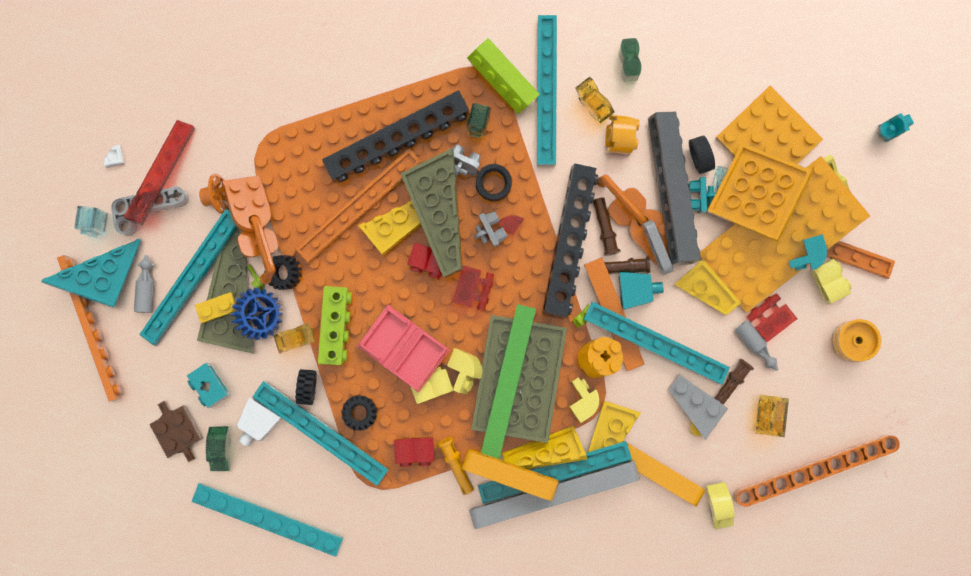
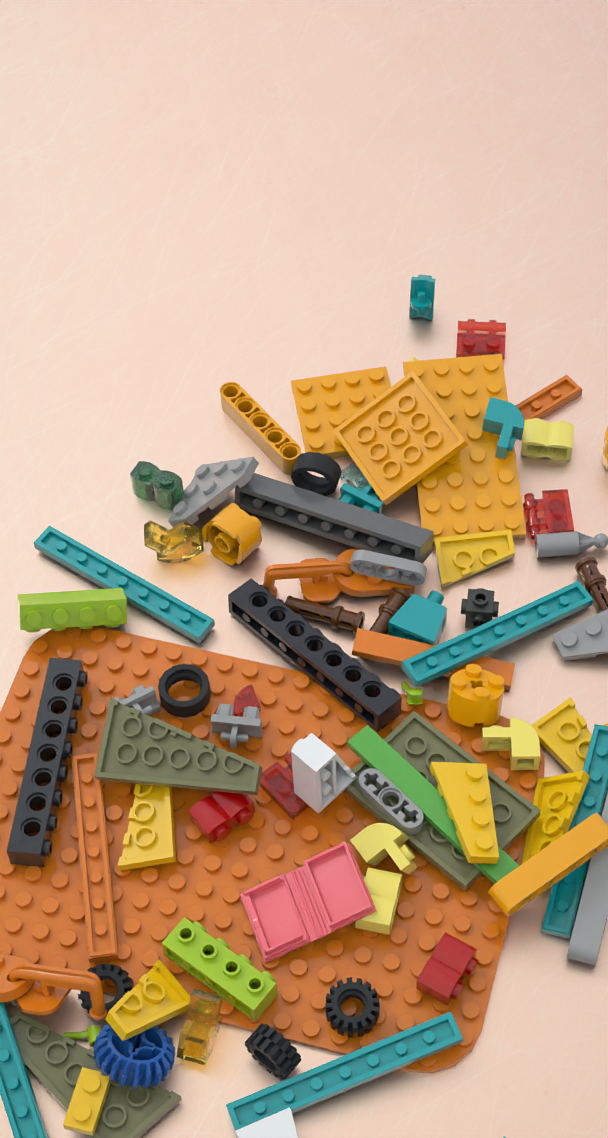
camera: 55 degrees left, 30 degrees down
(287, 302) = (149, 1003): none -> yellow wing
(452, 457) = (486, 931): light orange pin -> none
(478, 120) = (101, 657): clear green brick -> none
(482, 306) = (318, 772): none -> white wedge
(494, 339) = (393, 813): none -> light grey beam
(518, 403) = (470, 807): none -> yellow wing
(647, 95) = (210, 487): none -> light grey plate
(662, 323) = (479, 607): none -> pearl dark grey brick
(722, 84) = (259, 426): none -> light orange beam
(884, 188) = (480, 344): none -> clear red plate

